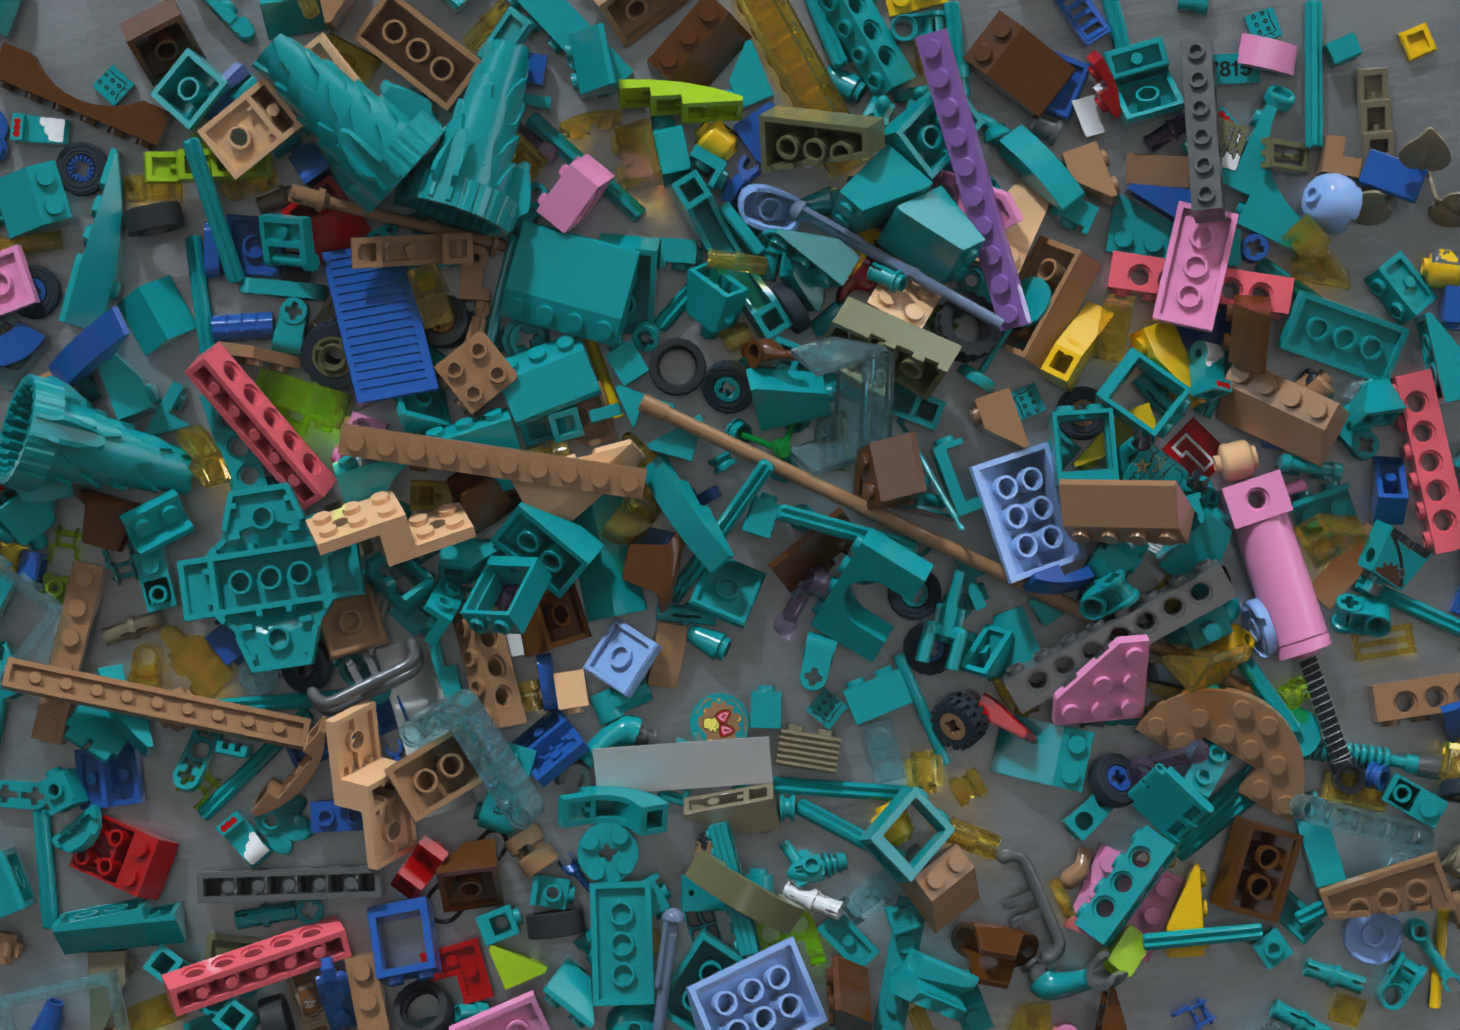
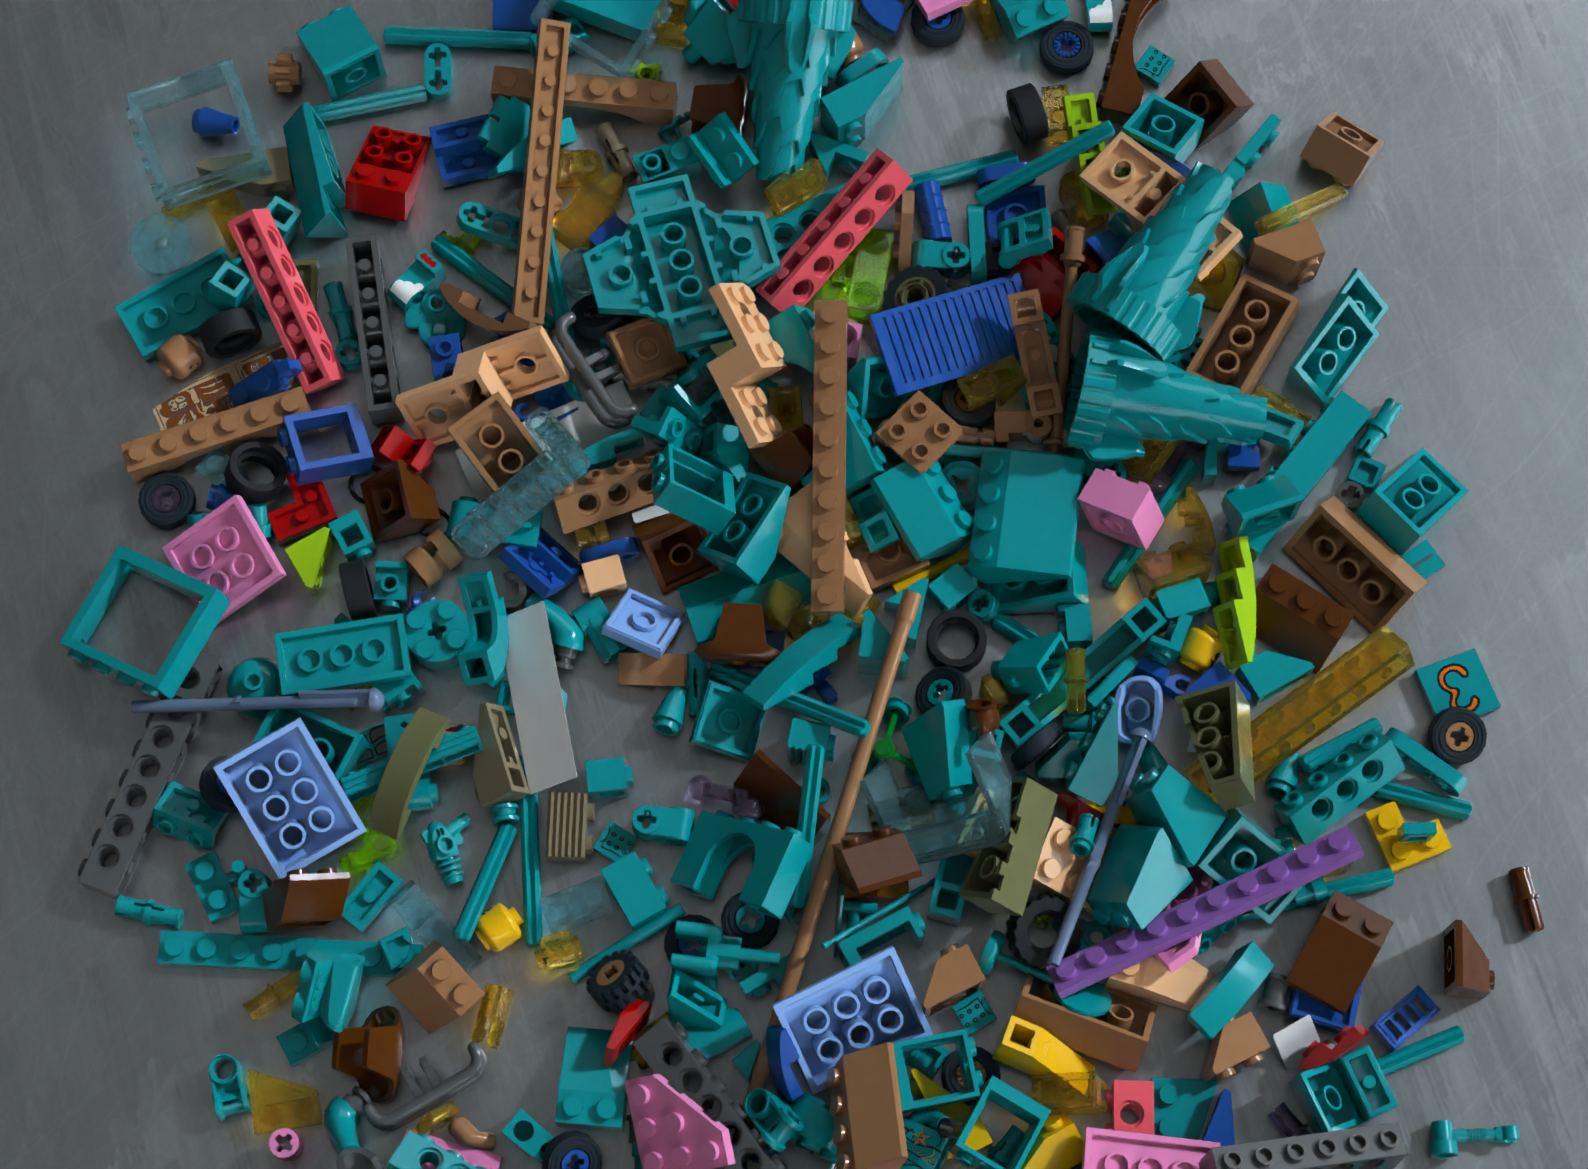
camera: 85 degrees right, 15 degrees down
(33, 564) = (666, 52): blue brick -> none
(60, 532) = (692, 72): clear neon green piece -> none
(63, 790) = (446, 106): teal brick -> none
(81, 832) = (406, 128): teal tile -> none
(90, 347) = (888, 59): blue slope -> none
(97, 271) = (967, 70): teal wedge -> none
(157, 314) = (933, 134): teal slope -> none
(234, 749) = (505, 255): teal tile -> none
(573, 990) = (286, 611): teal slope -> none
(605, 412) = (897, 569): teal tile -> none
(719, 718) = (592, 732): tile -> none
(722, 462) = (860, 699): teal bush -> none
(814, 901) = (407, 853): white pin -> none
(880, 107) = (1262, 810): teal piece -> none
(886, 854) = (461, 916): teal window -> none
(918, 23) = (1365, 840): teal piece -> none
(968, 787) = (547, 1002): clear yellow wheel -> none
(994, 130) = (1263, 937): teal plate -> none
(1078, 216) = (1186, 1041): teal brick -> none
(1157, 170) = (1249, 1115): medium nougat slope -> none

